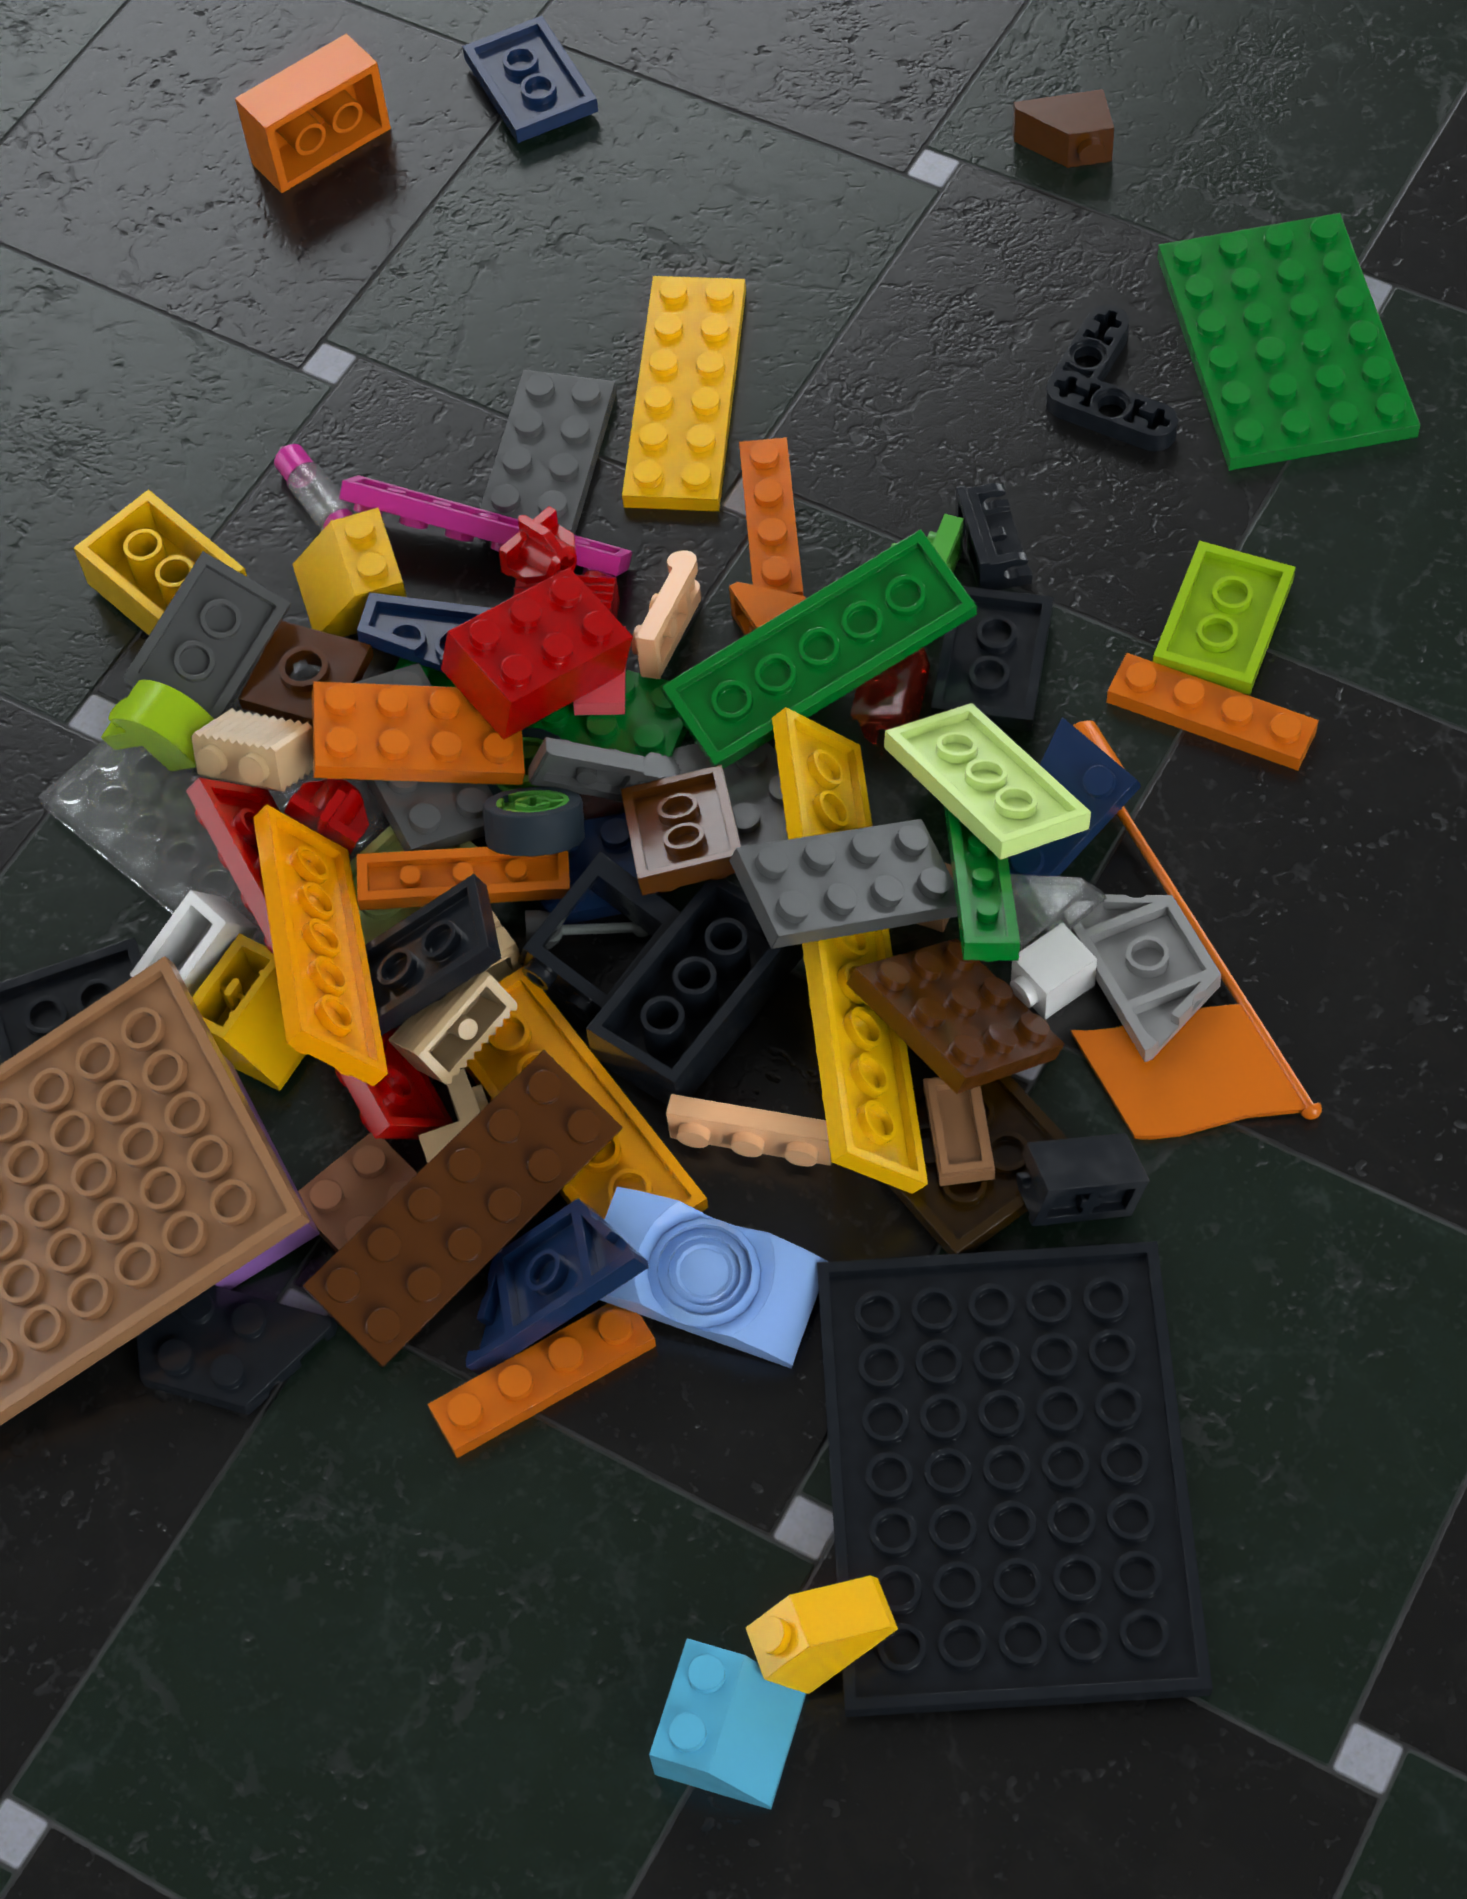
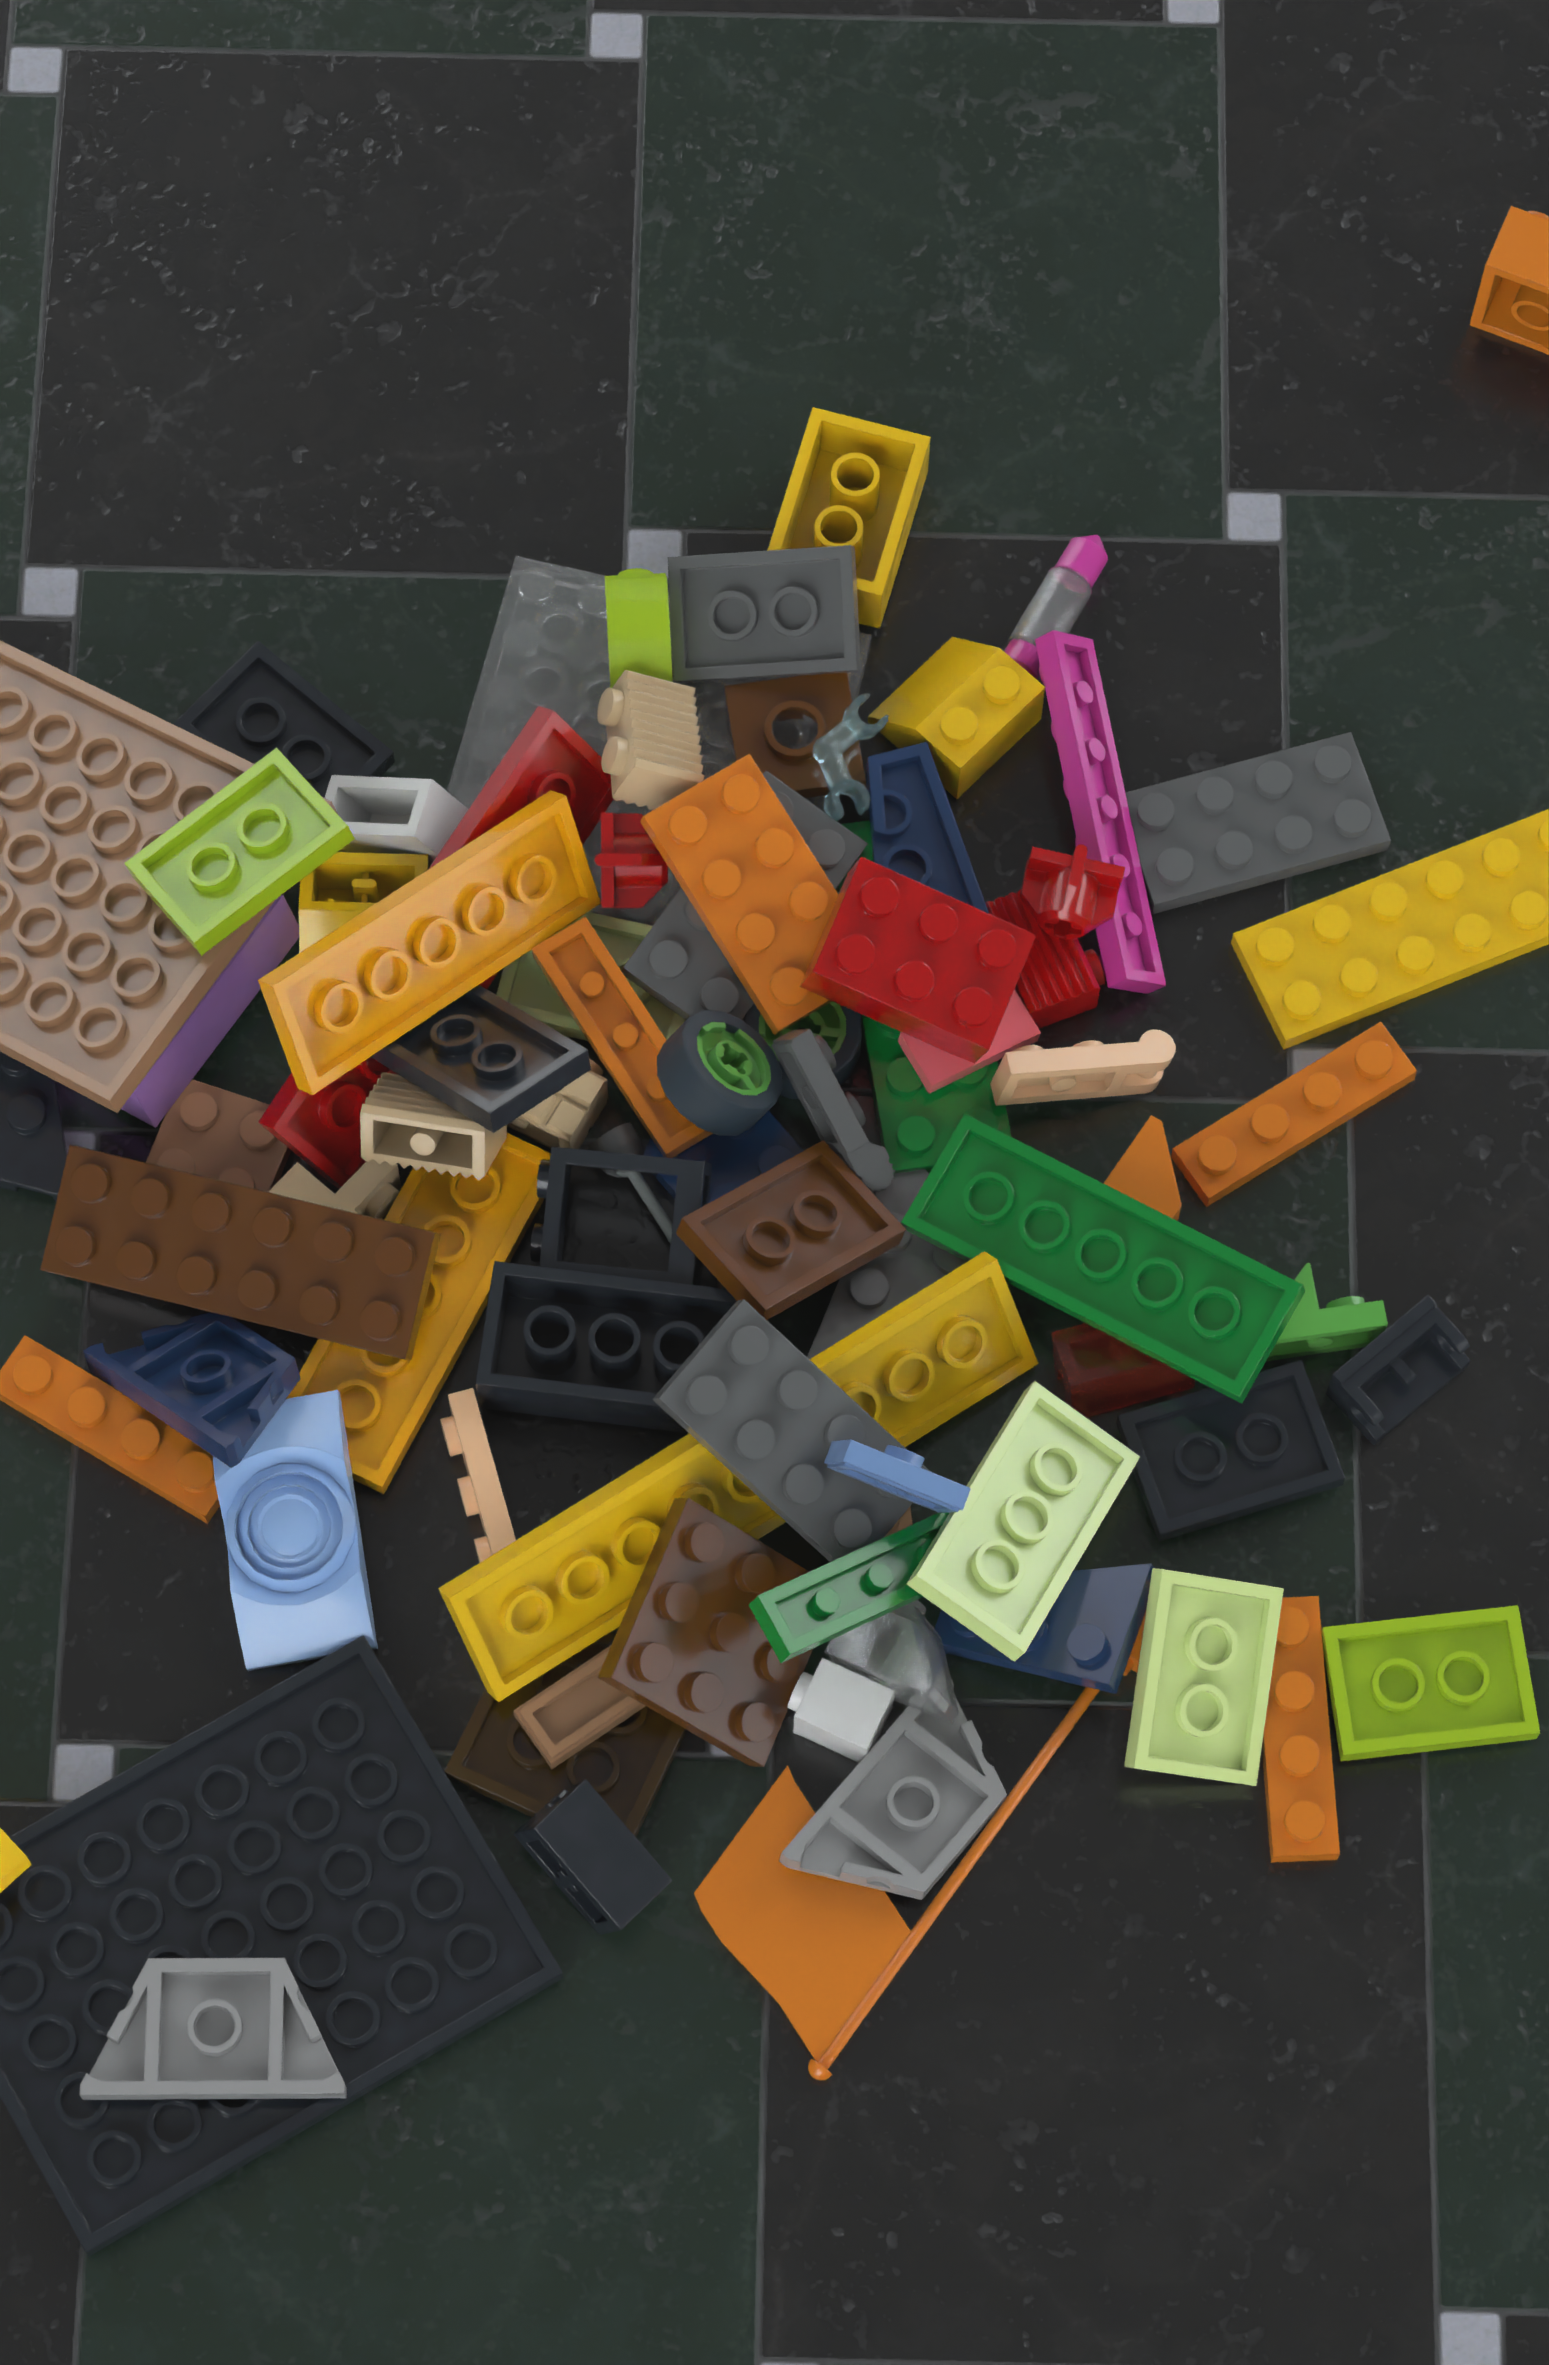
camera: 55 degrees right, 10 degrees up
(163, 1030) = (239, 851): none -> lime plate
(374, 657) = (829, 752): none -> clear light blue arm
(919, 823) = (897, 1473): none -> medium blue plate
(1087, 1503) = (214, 2035): none -> light grey wing
(1154, 733) = (1204, 1677): none -> yellowish green plate

